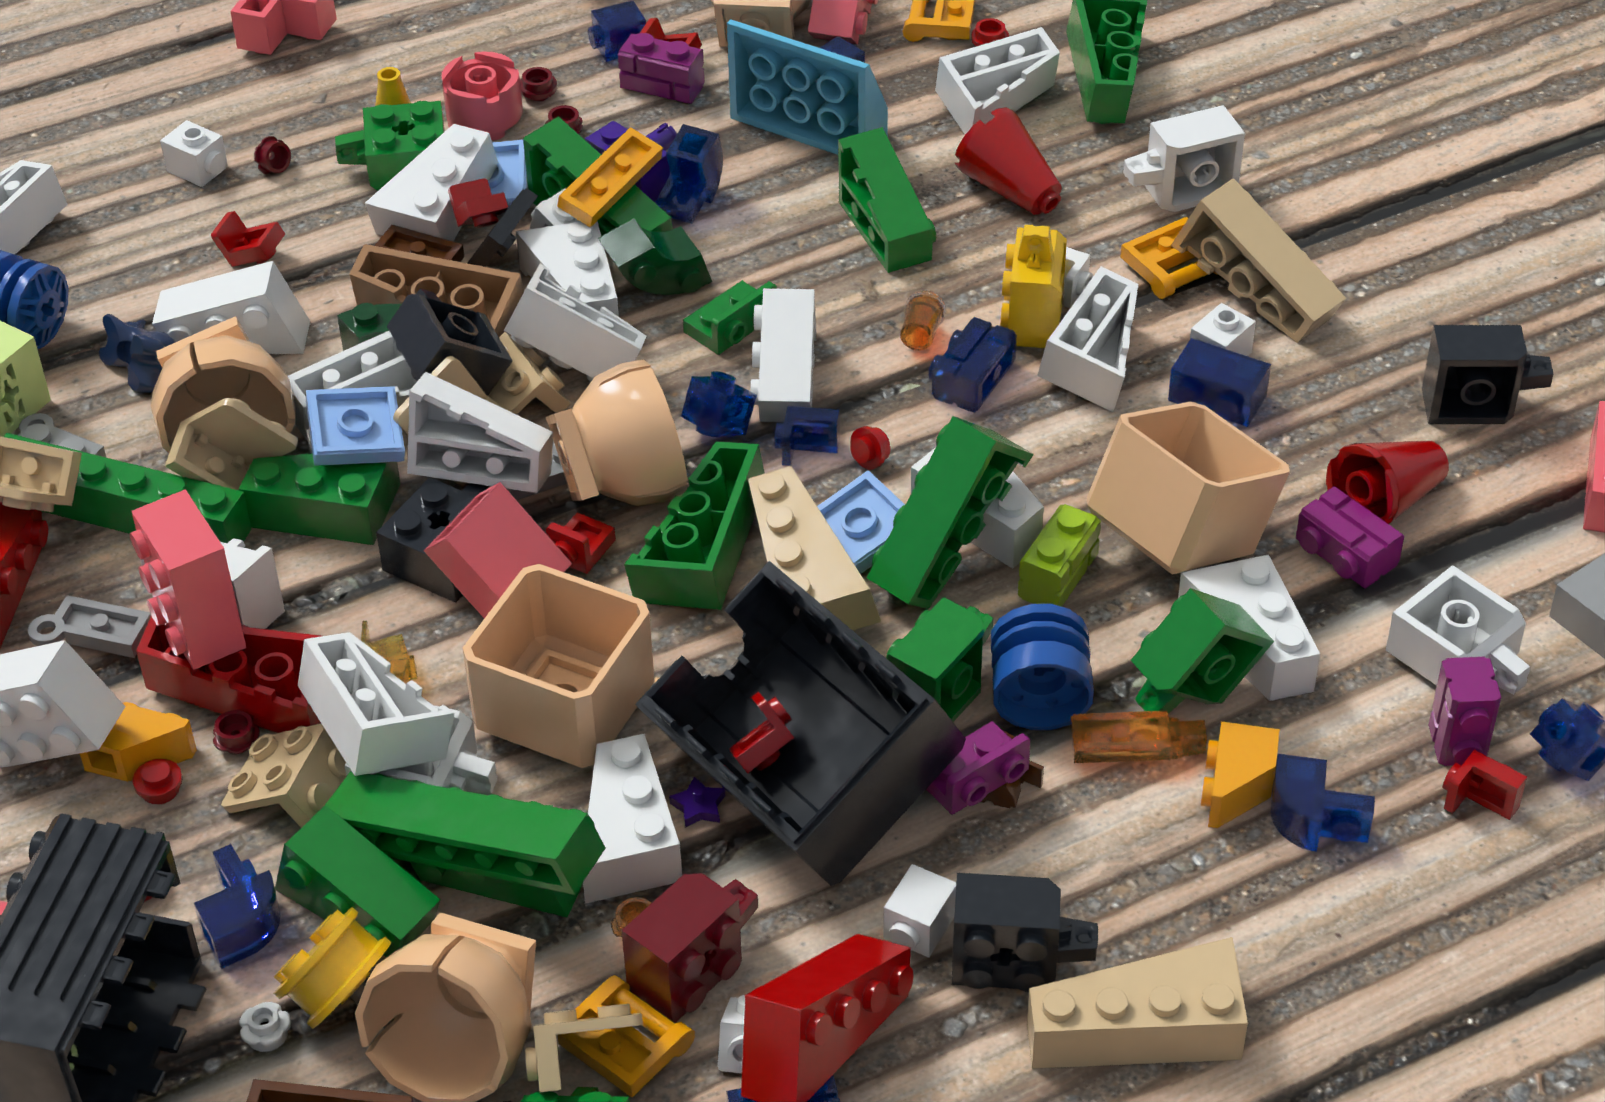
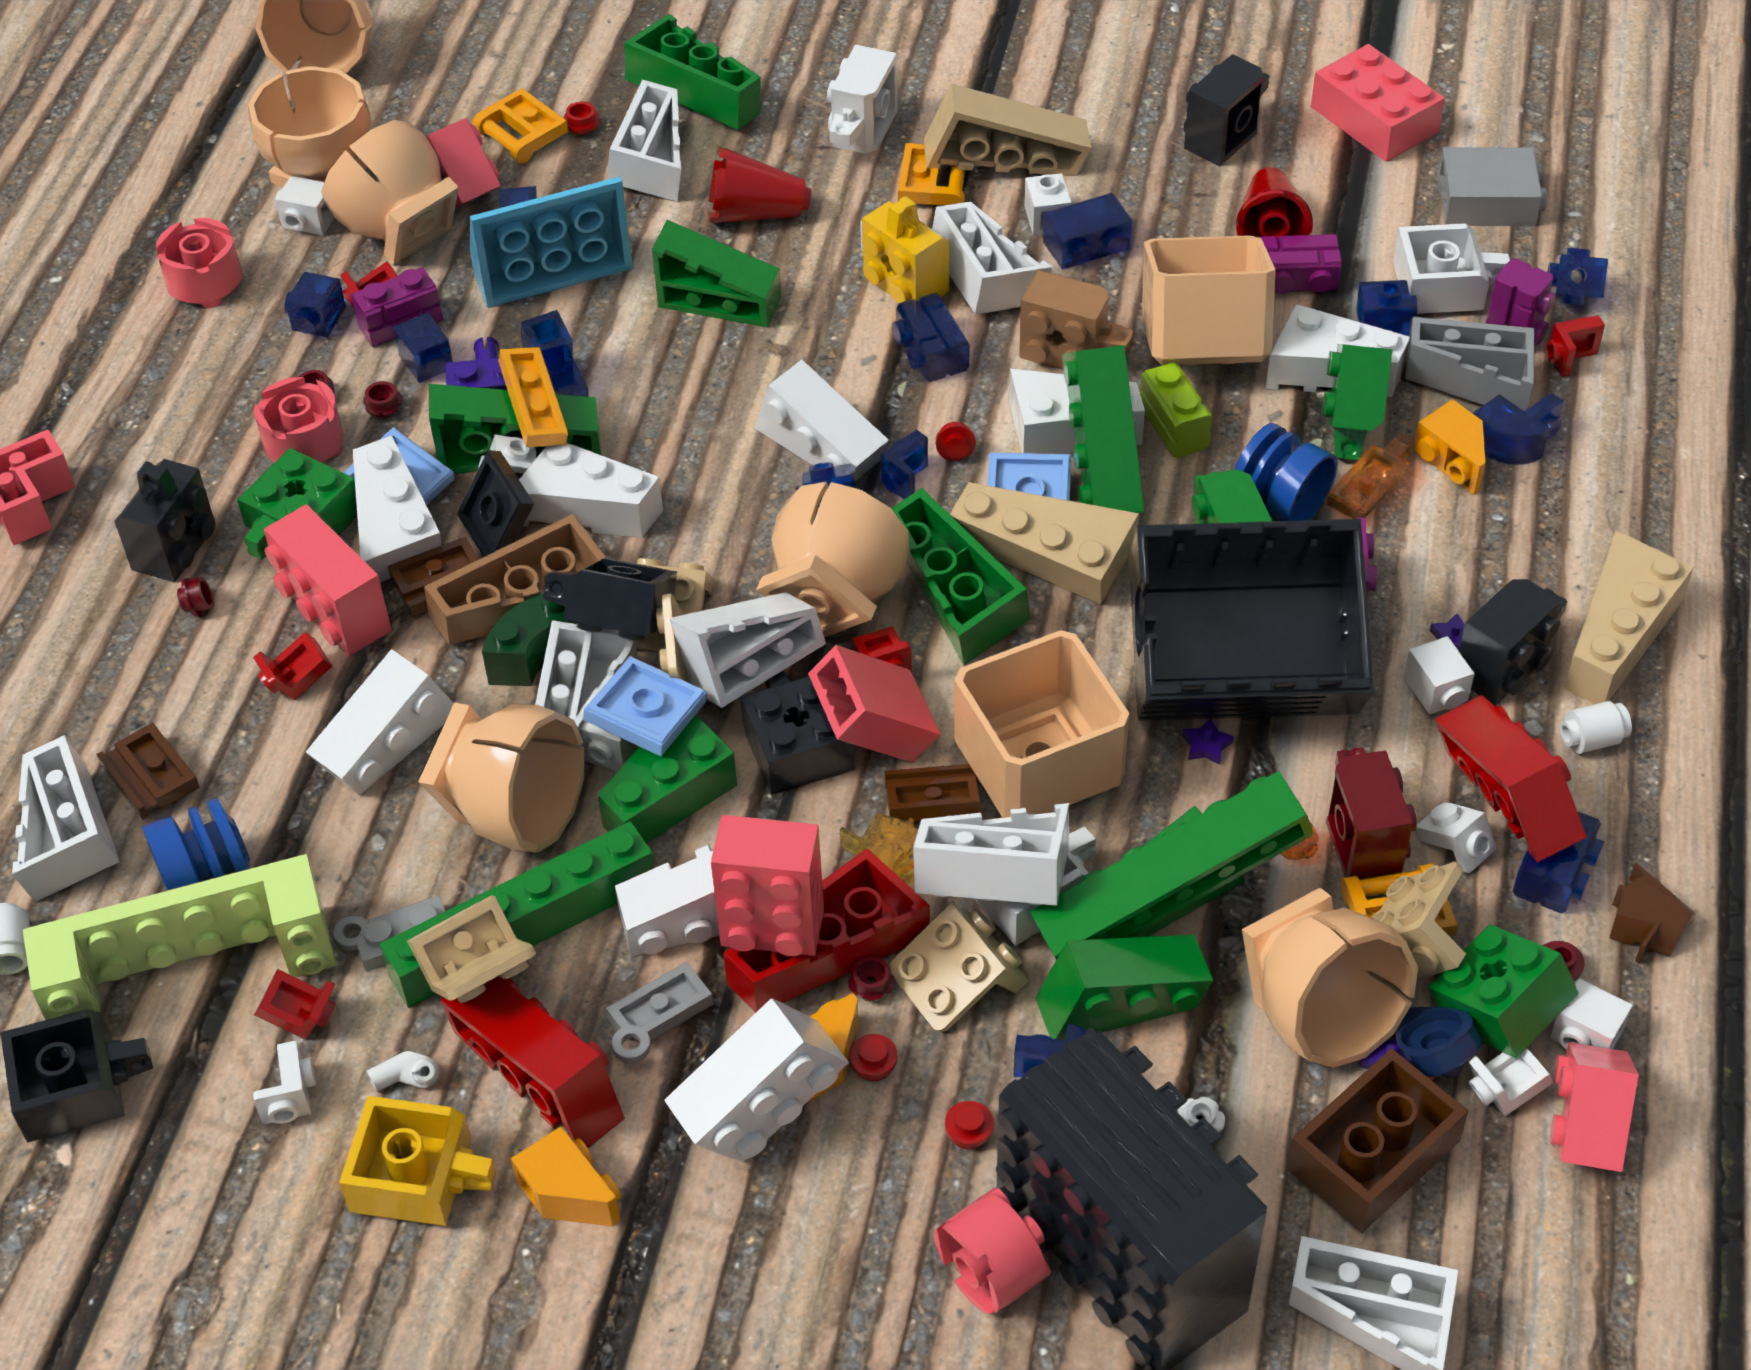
camera: 50 degrees left, 5 degrees up
(87, 235) = (148, 770): none -> reddish brown plate
(136, 349) = (364, 805): dark blue animal -> none
(194, 153) = (134, 642): white brick -> none
(223, 442) = (563, 803): tan bracket -> none
(313, 89) = (165, 520): none -> black hinge
(331, 199) = (327, 580): none -> coral brick
(332, 967) = (1213, 1034): yellow wheel -> none
(390, 88) = (226, 480): yellow cone -> none
(442, 653) = (932, 792): none -> reddish brown plate
(476, 204) = (455, 499): red bracket -> none
(570, 329) = (664, 522): white wedge -> none
(631, 822) = (1187, 771): white wedge -> none
(638, 104) = (422, 347): none -> clear blue brick
(656, 260) = (628, 431): dark green brick -> none
(726, 317) = (723, 434): green bracket -> none
(762, 744) = (1218, 652): red bracket -> none
(923, 316) = (847, 332): clear orange piece -> none
(982, 1065) = (1595, 726): none -> white brick
(1066, 424) = (1065, 317): none -> medium nougat hinge
(1354, 623) = (1386, 305): none -> clear blue brick
(1360, 722) = (1472, 359): none -> light grey wedge

